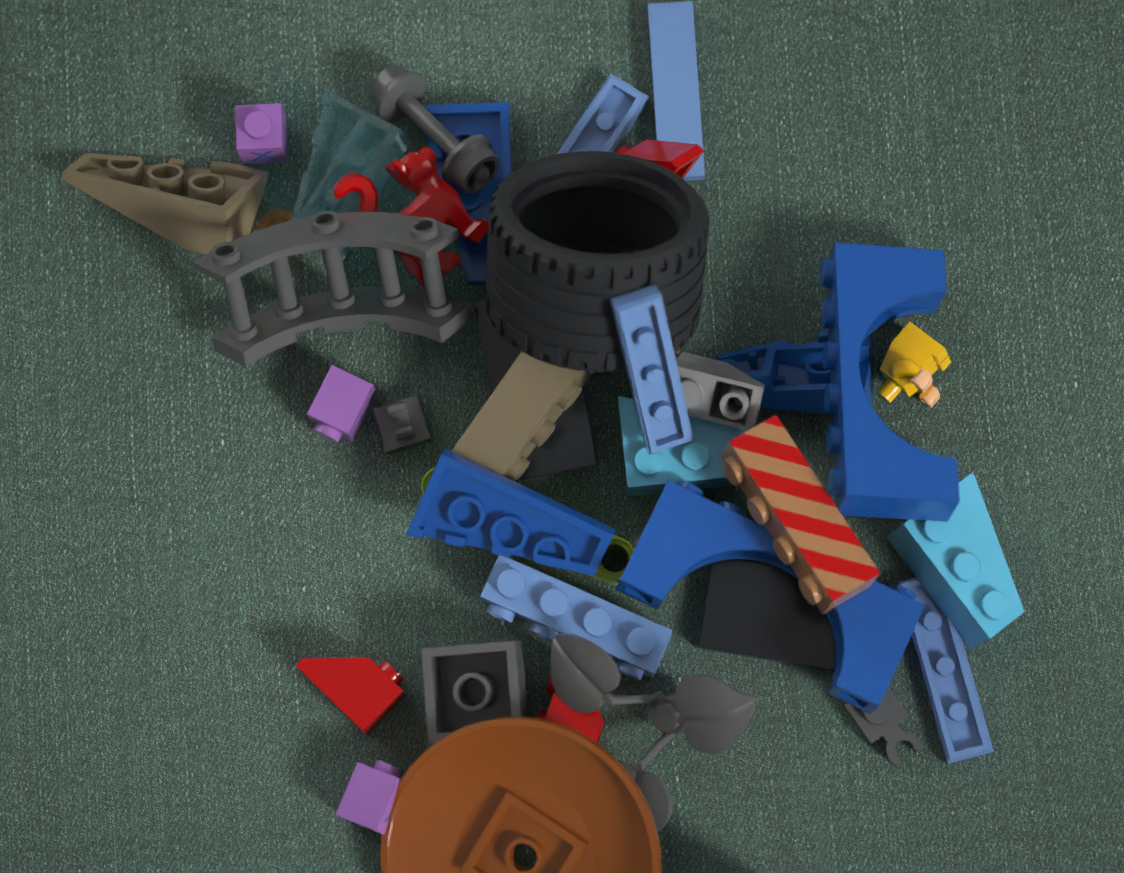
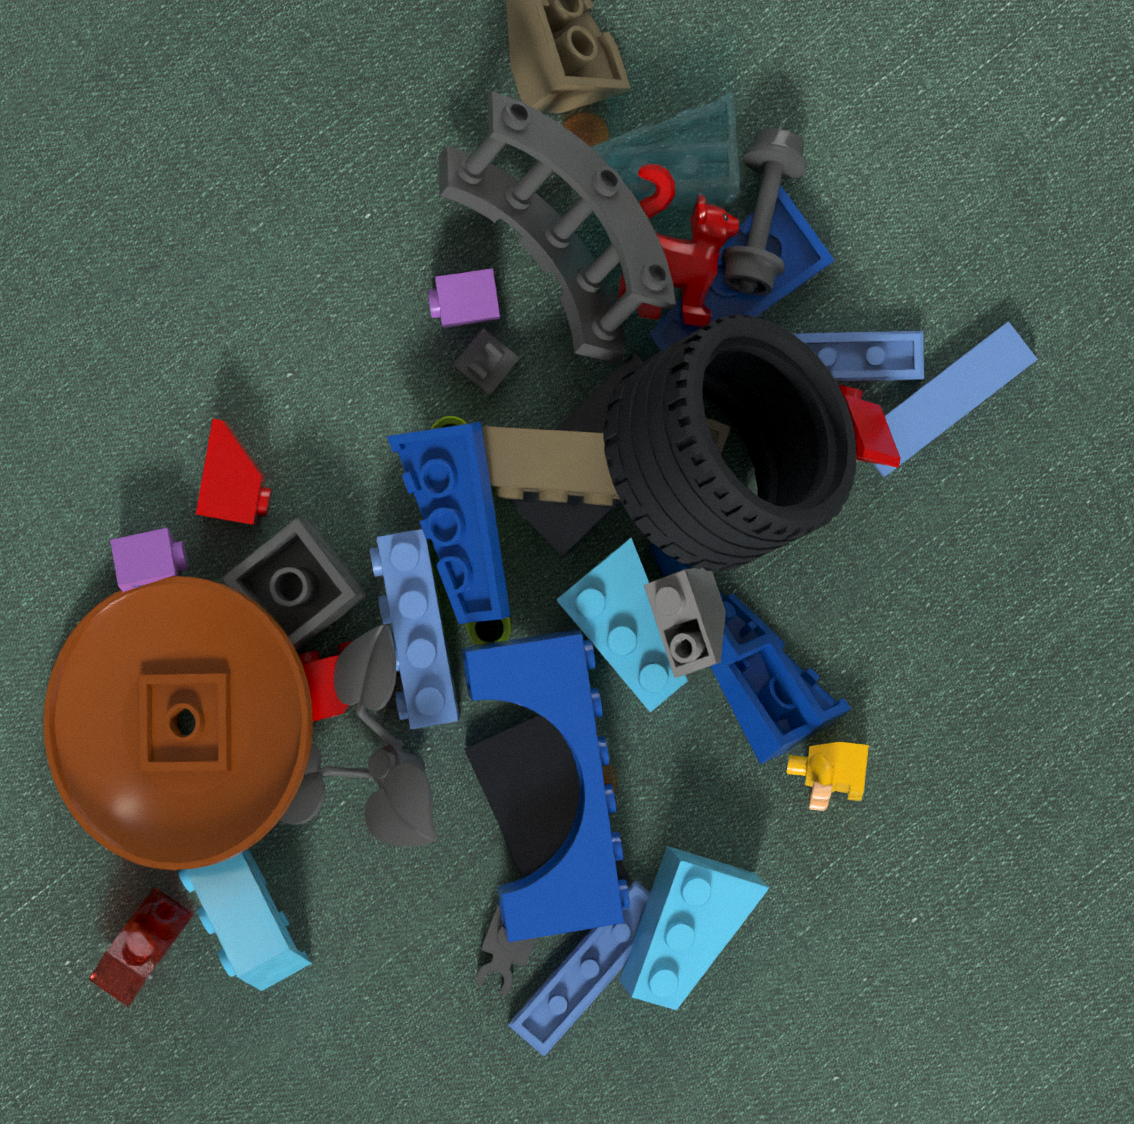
camera: 45 degrees right, 10 degrees up
(261, 133) = (659, 60): medium lavender brick -> none
(652, 369) = (662, 561): medium blue tile -> none
(798, 515) = (625, 767): medium nougat brick -> none
(872, 465) = (711, 801): blue arch -> none

